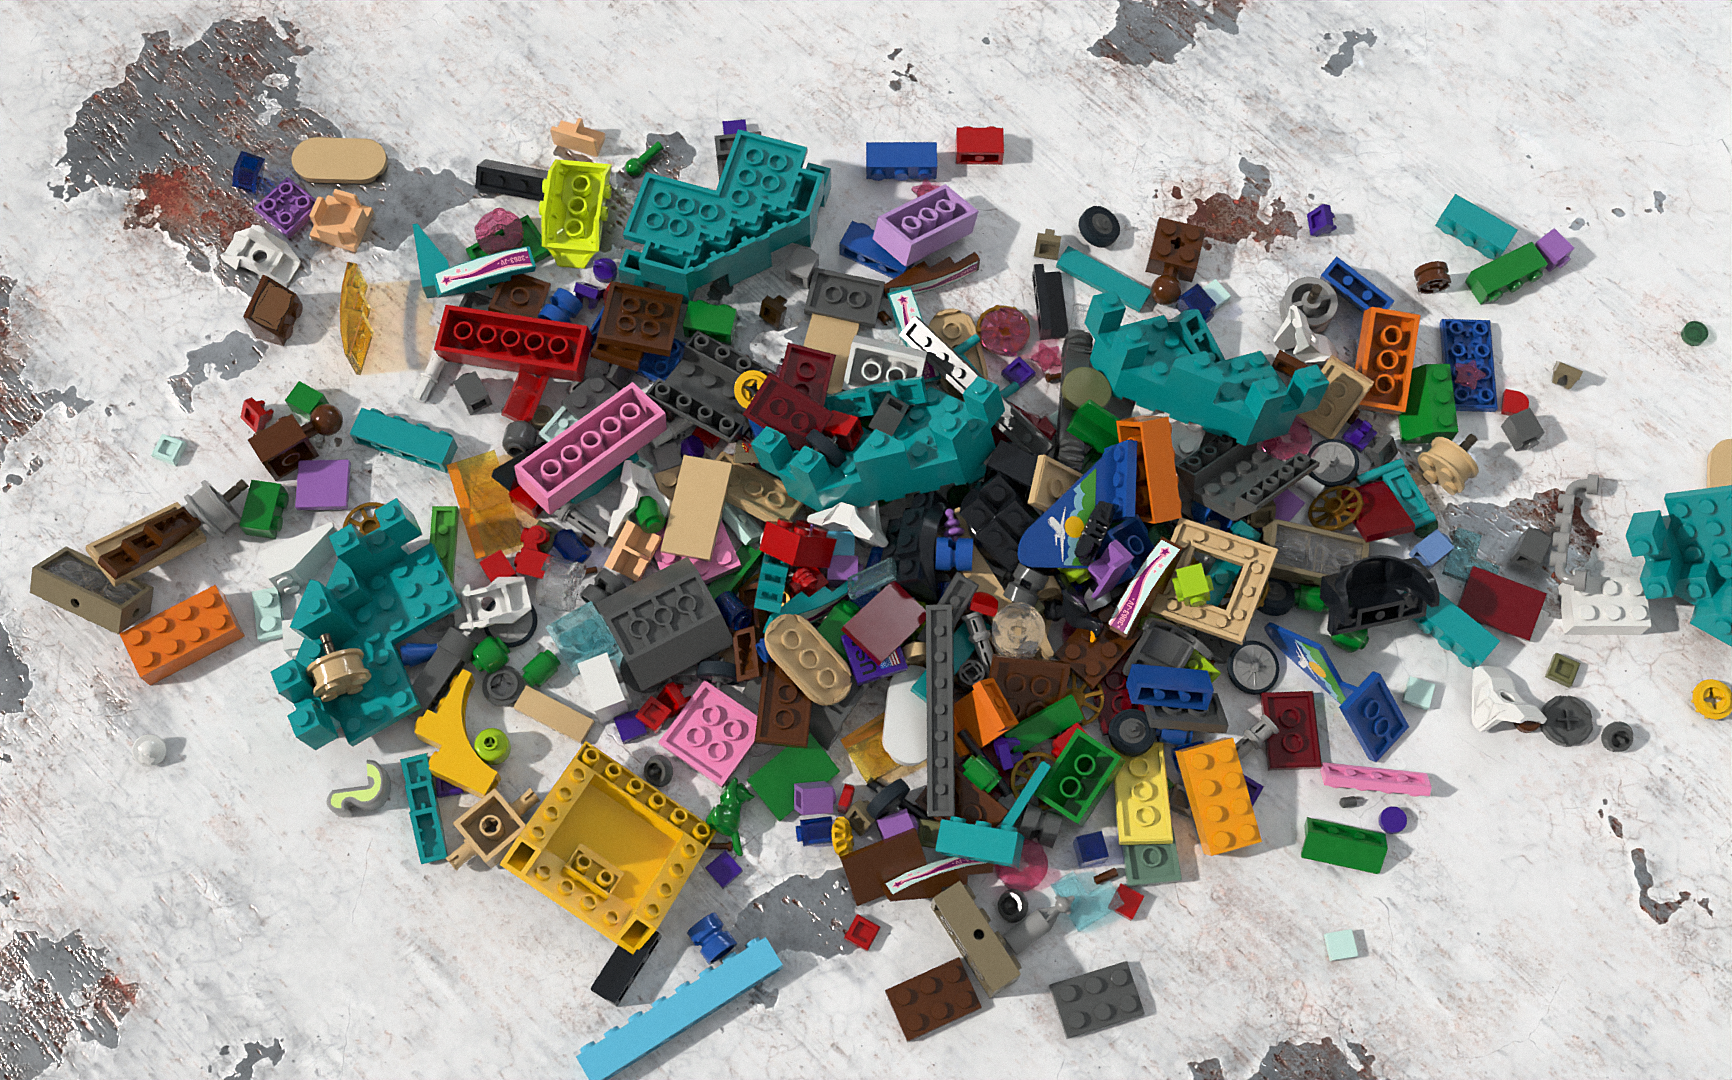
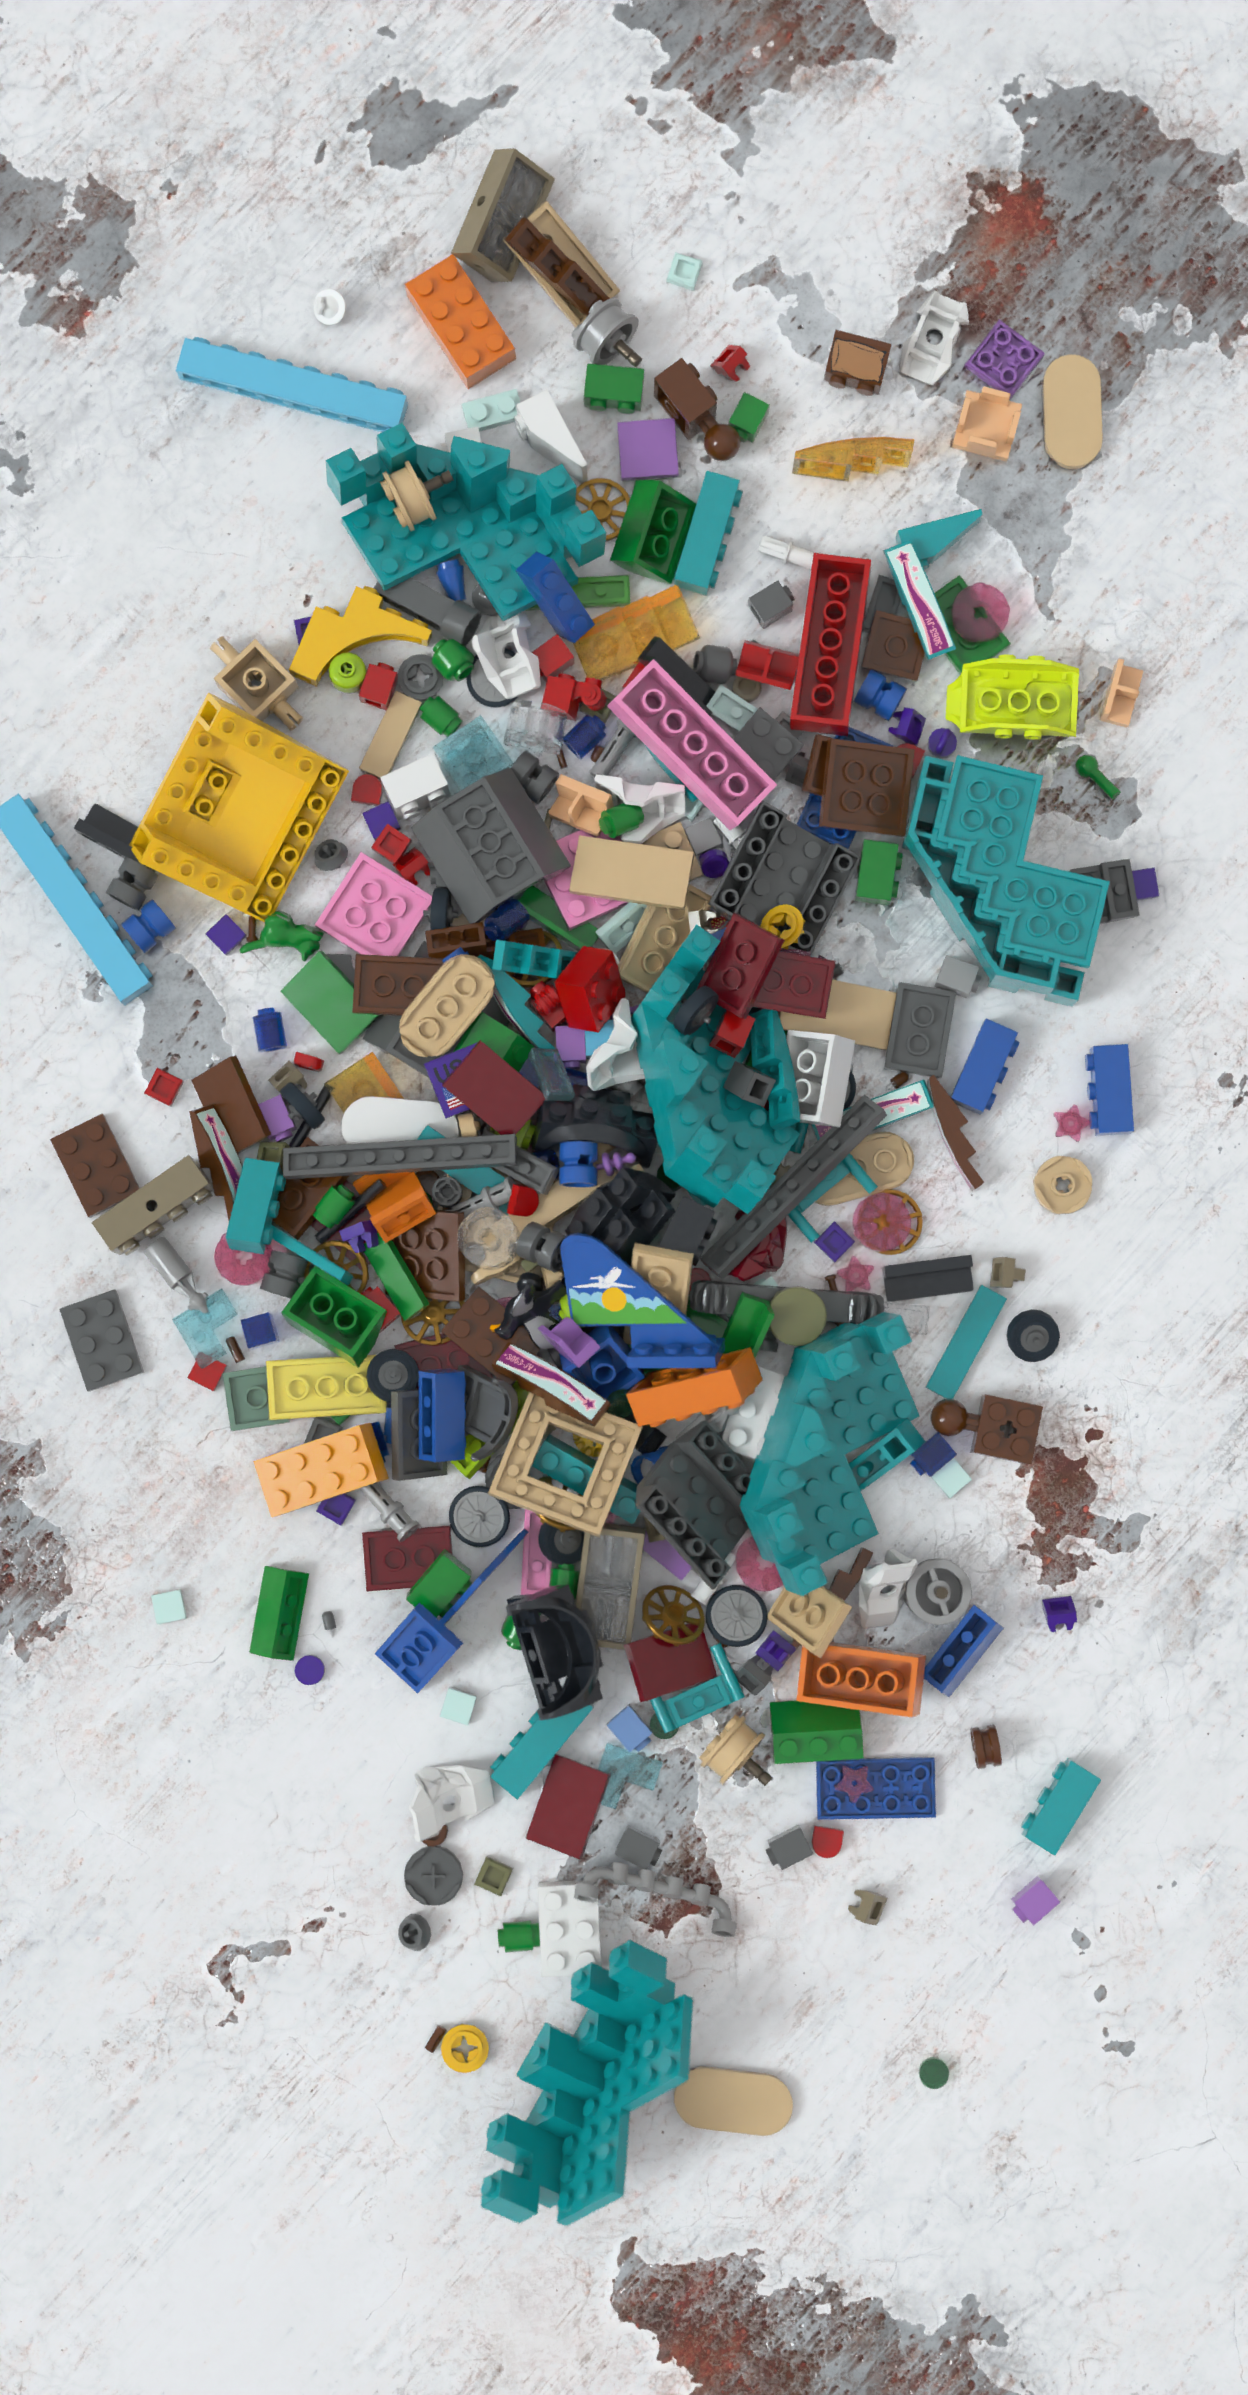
camera: 90 degrees right, 15 degrees up
(217, 789) = (291, 386): none -> medium azure brick
(248, 172) = (1042, 306): clear blue brick -> none
(363, 797) = (295, 556): light grey animal -> none
(387, 477) = (653, 531): none -> green slope
(424, 808) = (279, 607): teal slope -> none
(446, 557) = (555, 597): none -> blue brick
(508, 720) = (378, 685): none -> red brick
(510, 179) = (1059, 619): black panel -> none
(602, 736) = (367, 790): none -> red tile
(679, 956) = (124, 891): none -> dark grey wheel
(773, 310) = (897, 947): dark brown tile -> none
(814, 798) = (303, 1026): medium lavender brick -> none
(842, 836) = (261, 1059): yellow gear -> none
(925, 225) = (1011, 1119): lavender brick -> none
(979, 145) = (1139, 1185): red brick -> none
(980, 189) = (1059, 1201): none -> tan plate
(1013, 905) = (197, 1247): dark grey hat -> none
(1094, 532) = (606, 1321): black hinge -> none
(1192, 585) = (551, 1436): lime brick -> none
(1298, 621) = (535, 1566): none -> bright pink tile
(1316, 699) = (440, 1584): none -> green brick
(1375, 779) = (353, 1651): bright pink plate -> none
(1506, 273) = (998, 1841): green brick -> none
(1613, 648) = (519, 1936): none -> green brick
(1705, 724) = (435, 2038): none -> reddish brown piece

